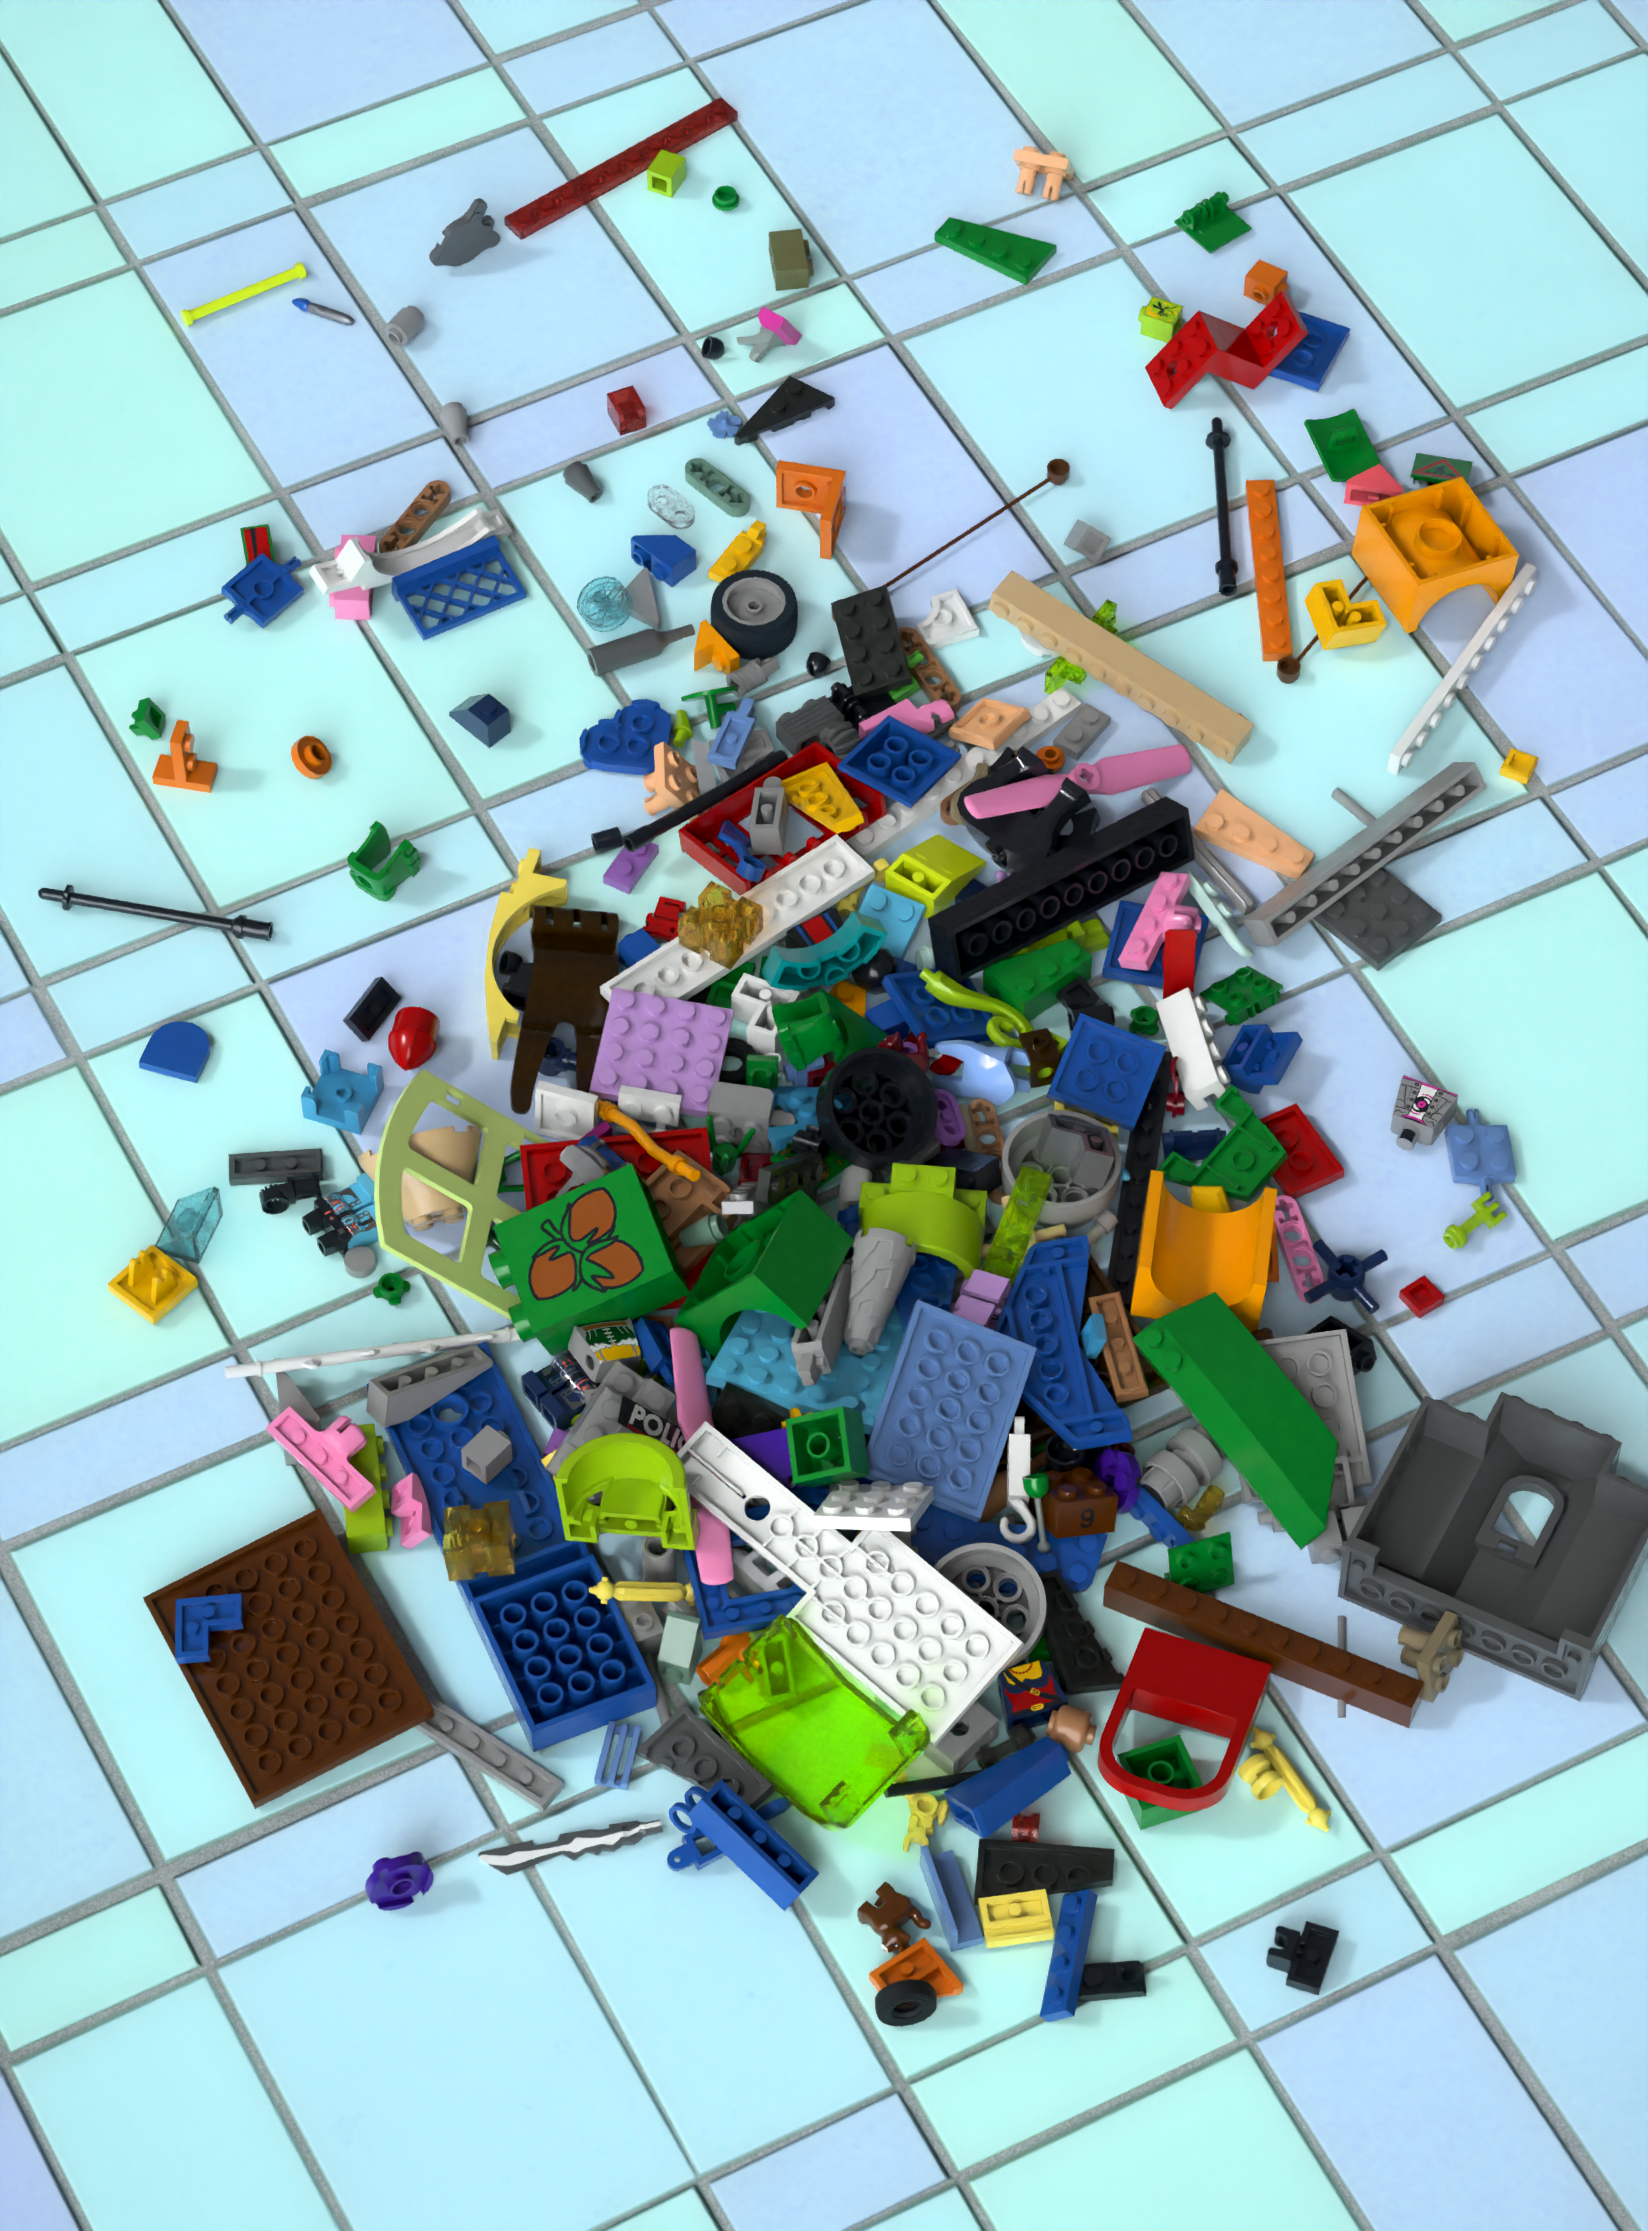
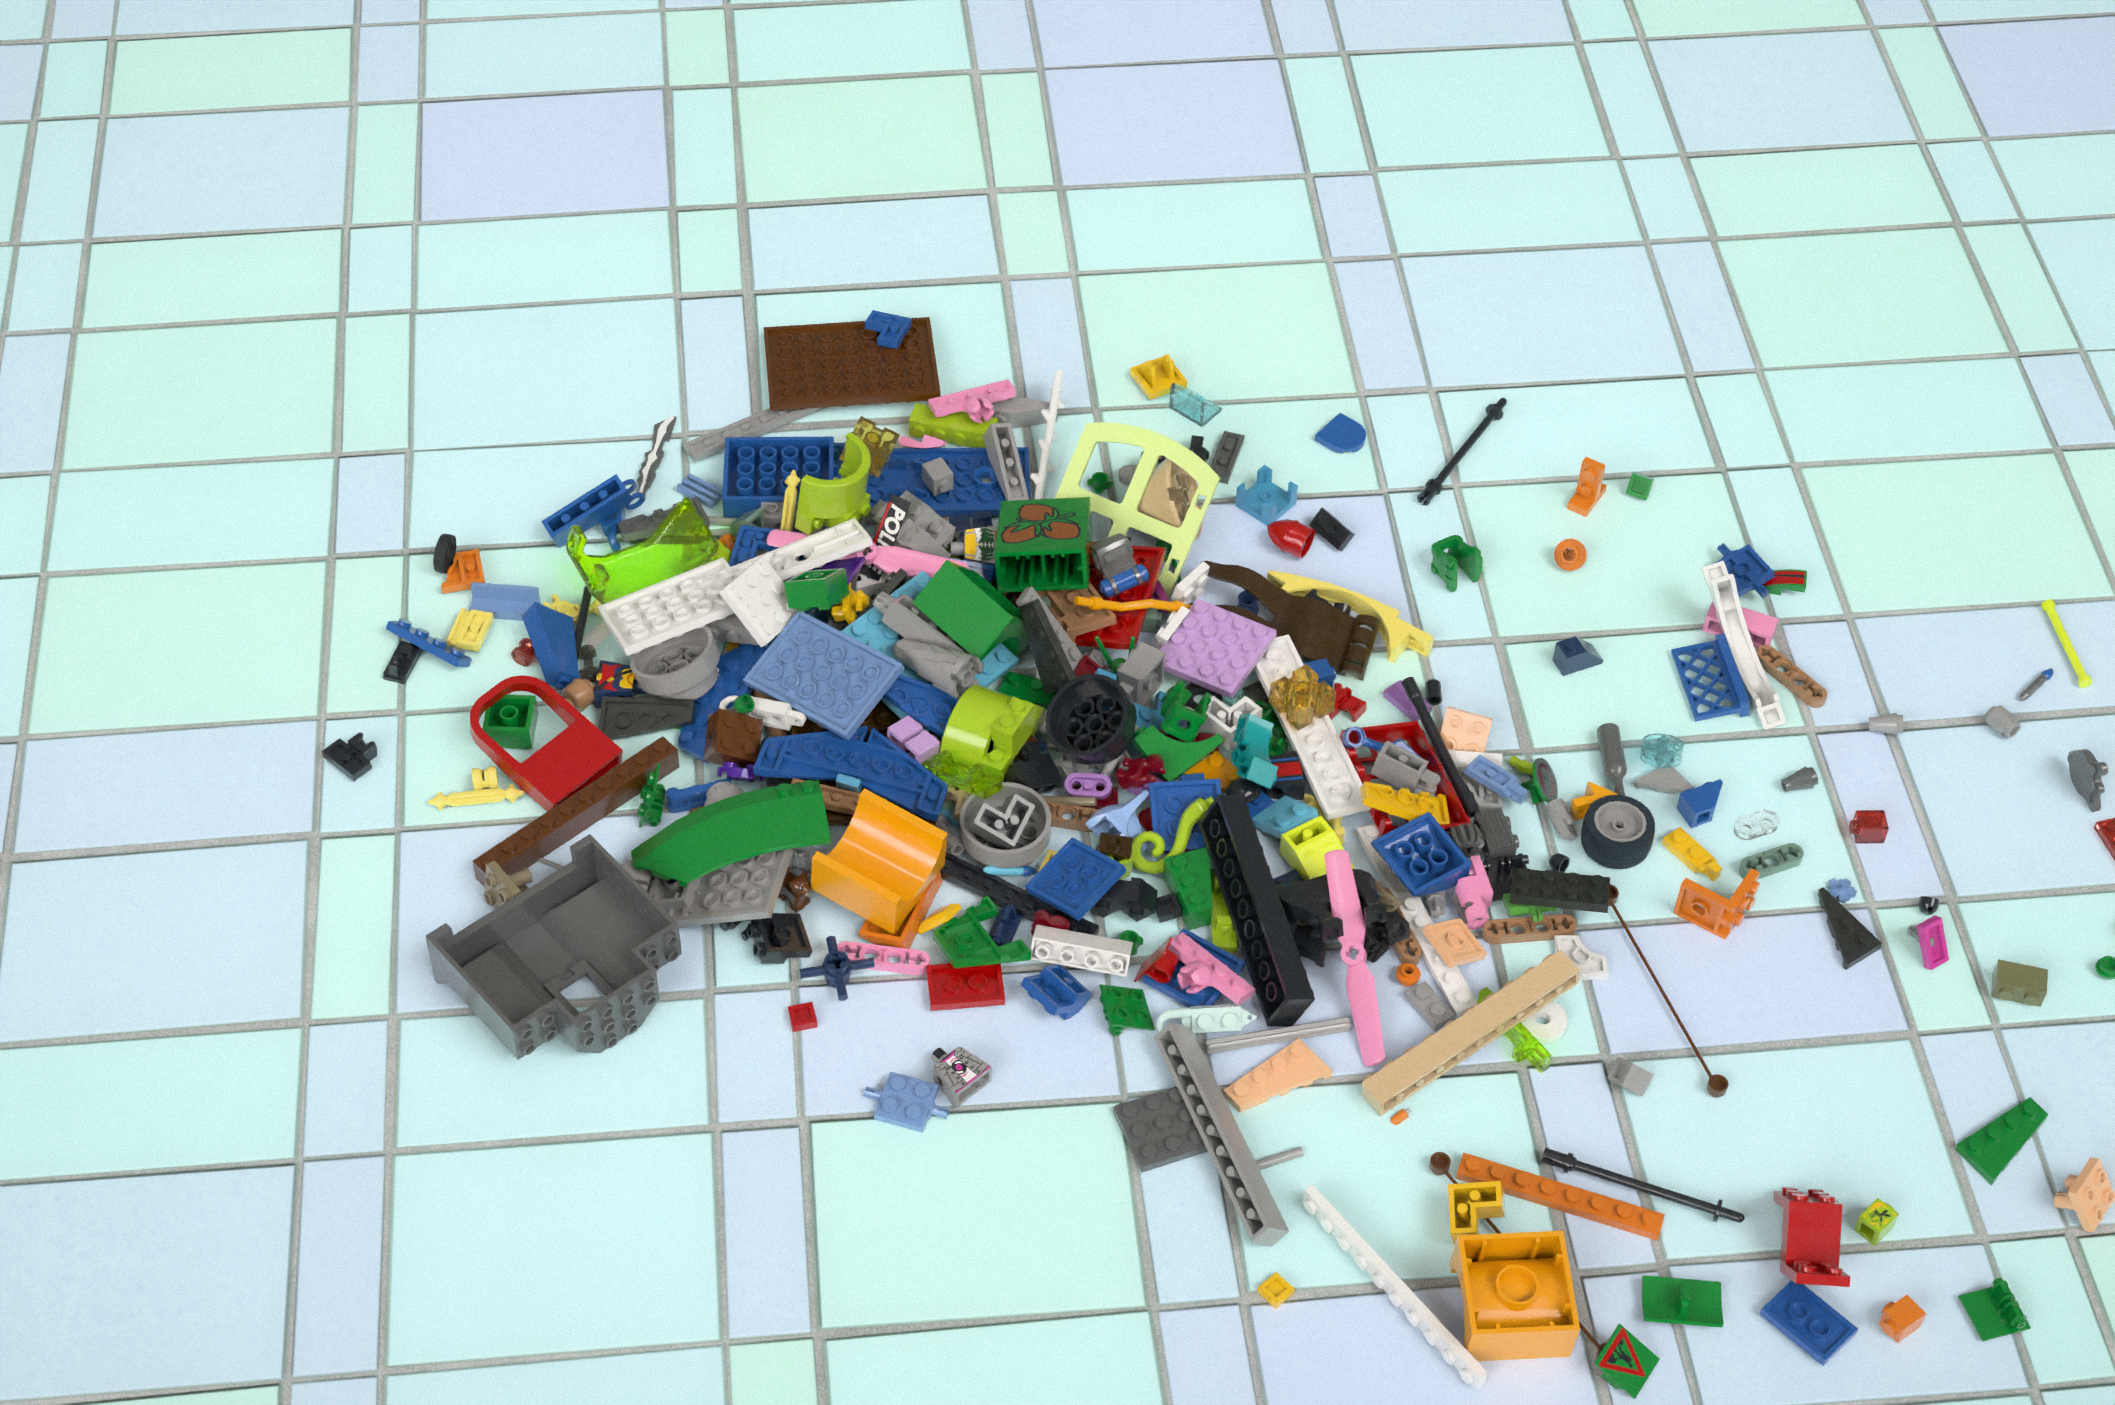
camera: 110 degrees right, 5 degrees down
(398, 1880) = (670, 365): dark purple plate -> none
(627, 739) = (1523, 731): blue plate -> none
(892, 1913) = (510, 569): reddish brown animal -> none
(956, 1752) = (605, 643): light grey brick -> none
(1027, 1866) = (494, 651): pearl dark grey wing -> none
(1371, 487) = (1623, 1304): coral slope -> none
(1456, 1235) = (840, 1055): lime hinge -> none

